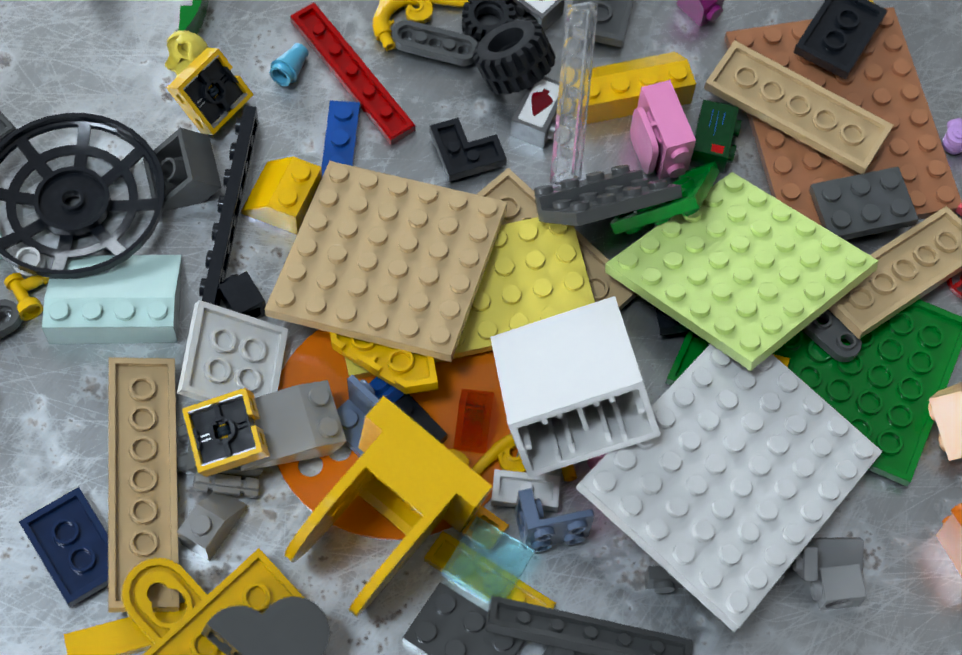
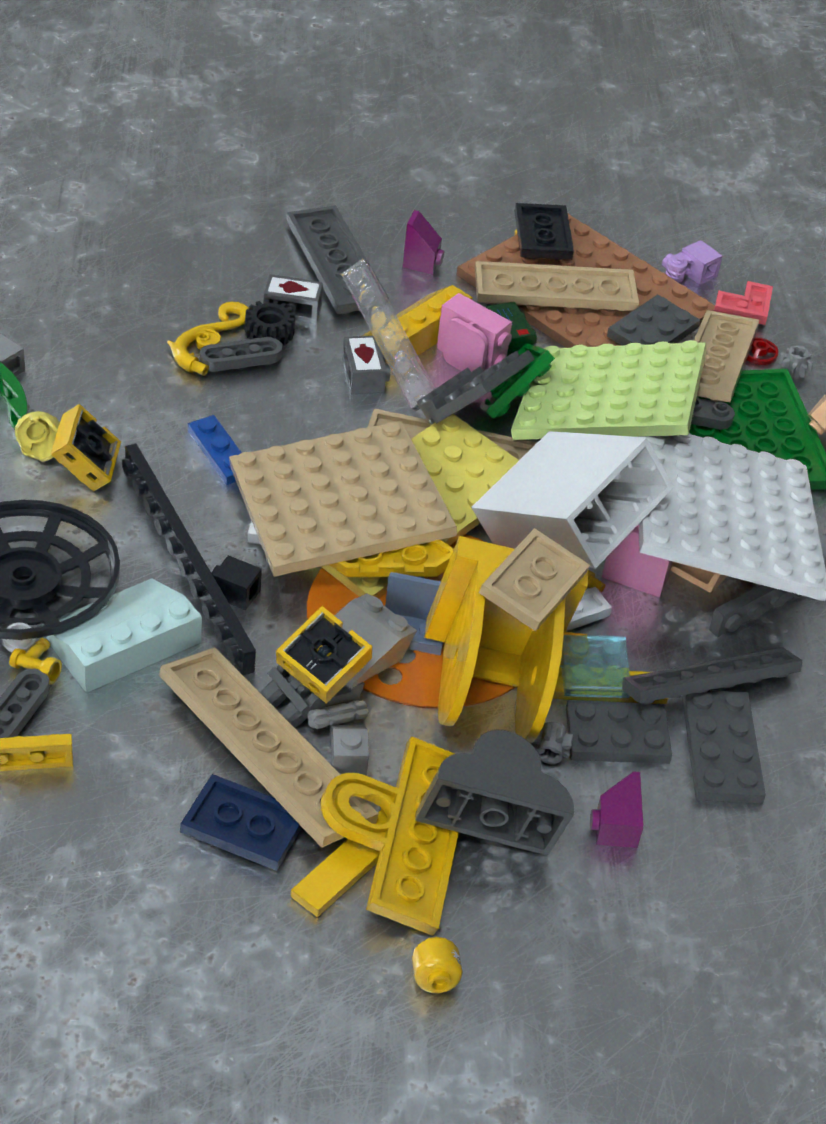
camera: 35 degrees left, 20 degrees down
(187, 169) = (110, 507): dark grey slope -> none
(230, 353) = (260, 613): white plate -> none
(283, 193) = (206, 496): yellow slope -> none
(288, 65) = (132, 413): medium azure cone -> none
(352, 73) = (187, 400): red tile -> none
(386, 619) = (553, 743): none -> light grey gear
(415, 480) = (534, 579): none -> tan plate
(464, 157) = (330, 417): black plate -> none
(514, 56) = (320, 330): black tyre -> none
(543, 533) = (609, 617): sand blue bracket -> none

